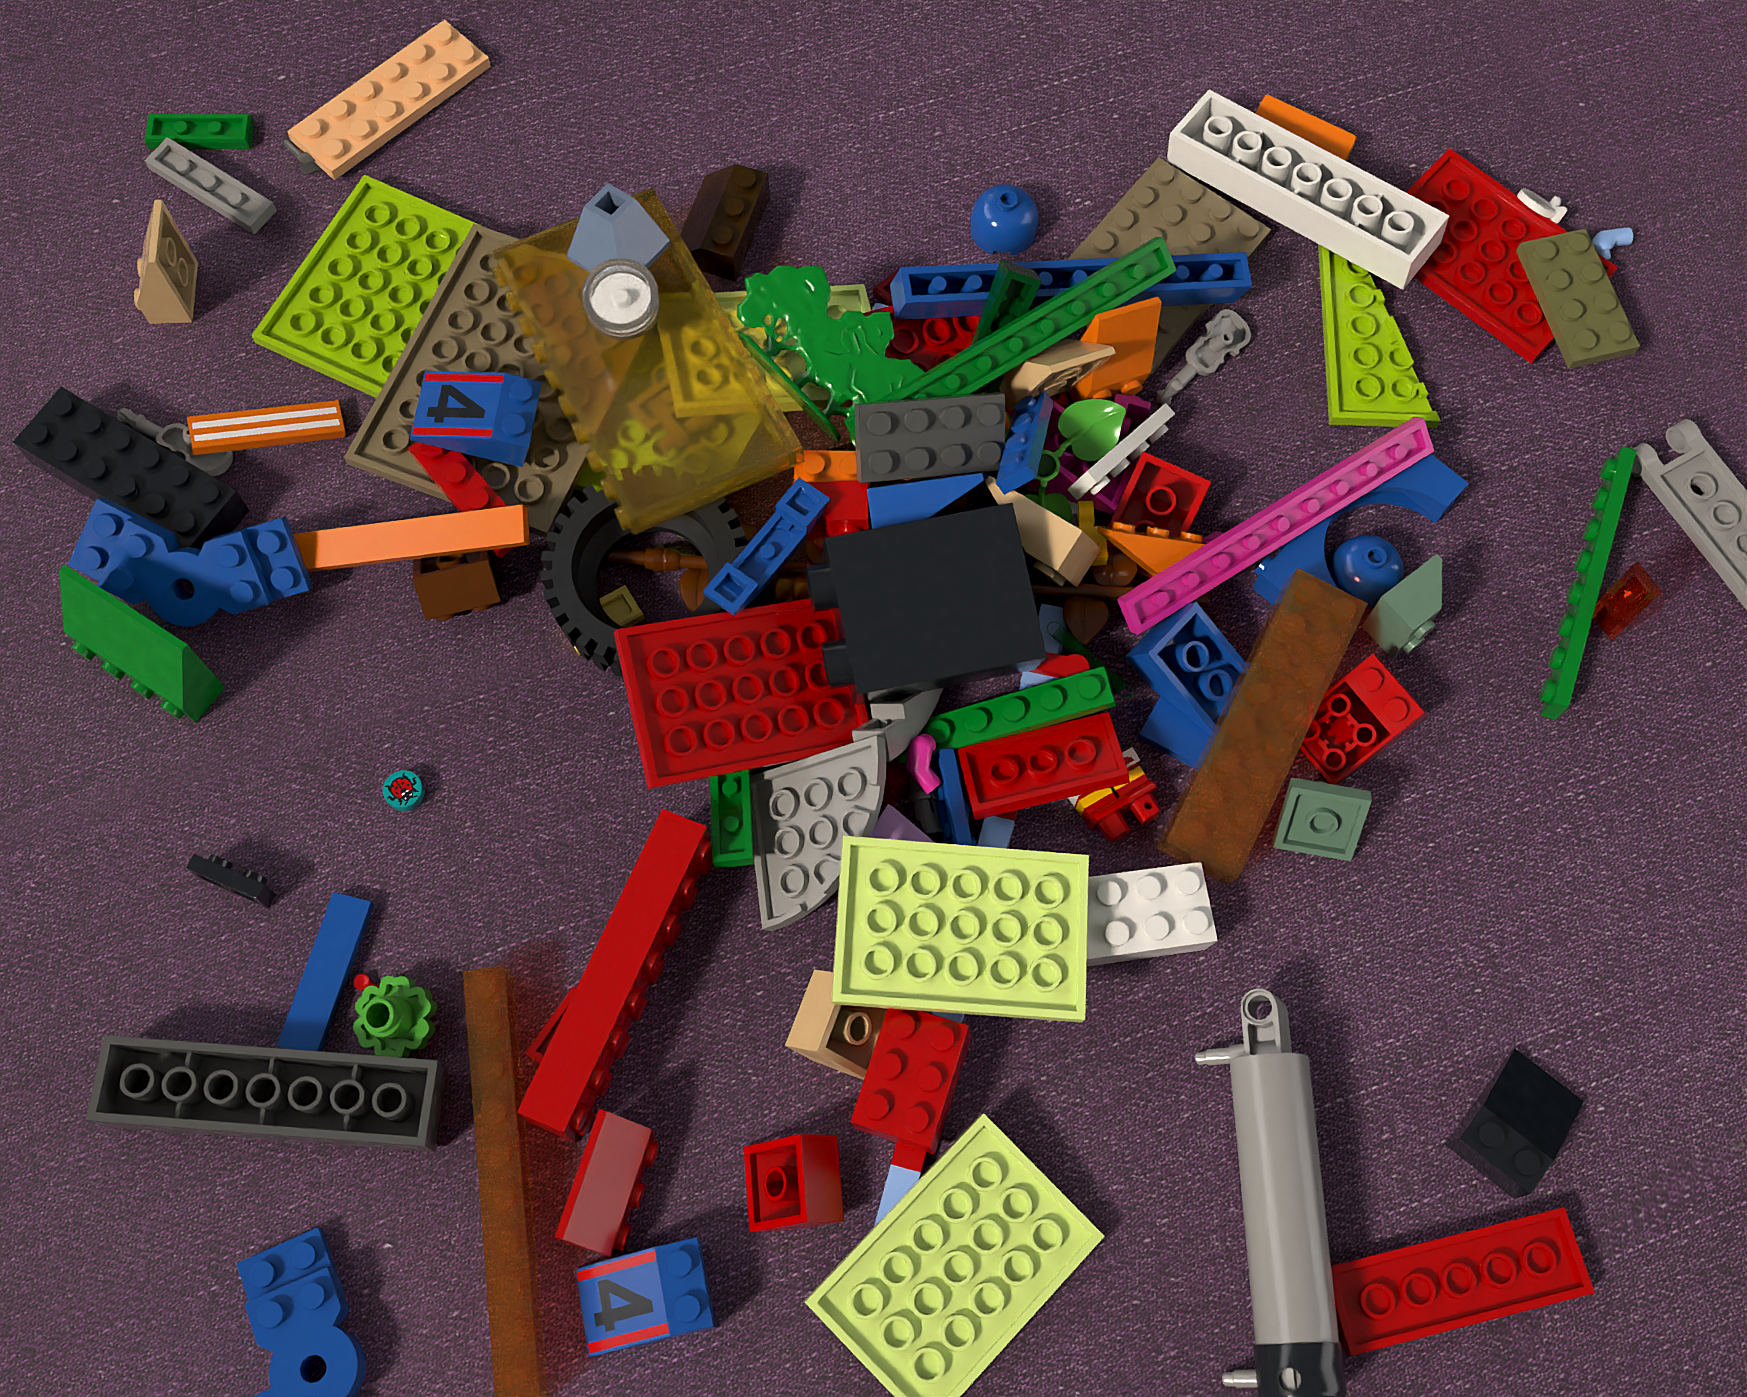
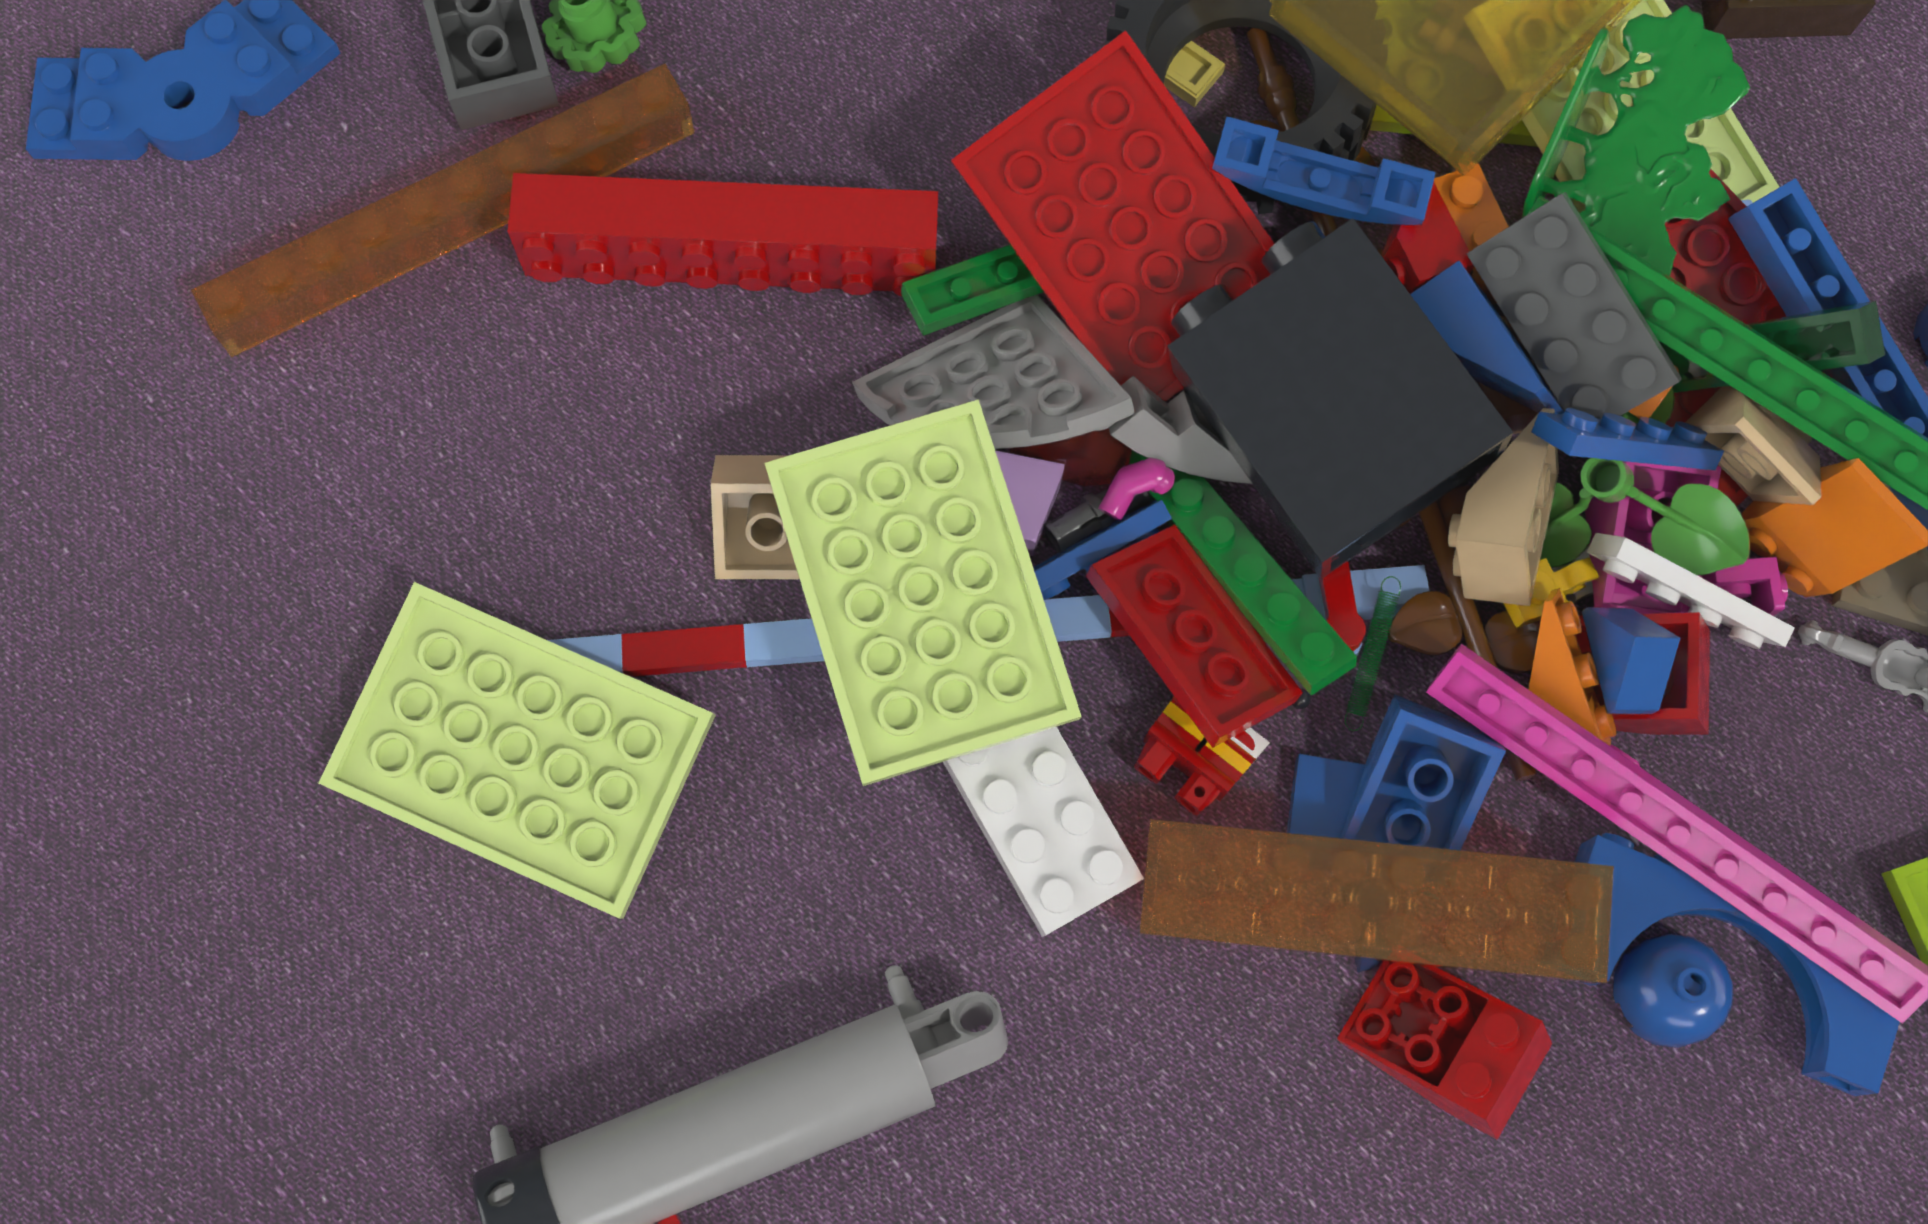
camera: 65 degrees right, 5 degrees up
(607, 1185) = (477, 314): red slope -> none
(645, 1297) = (374, 418): blue slope -> none
(793, 1183) = (557, 530): red slope -> none
(912, 1078) = (724, 616): red brick -> none
(1156, 503) = (1630, 658): none -> blue slope
(1321, 819) = (1276, 1026): sand green tile -> none
(1407, 610) = (1637, 1055): sand green slope -> none

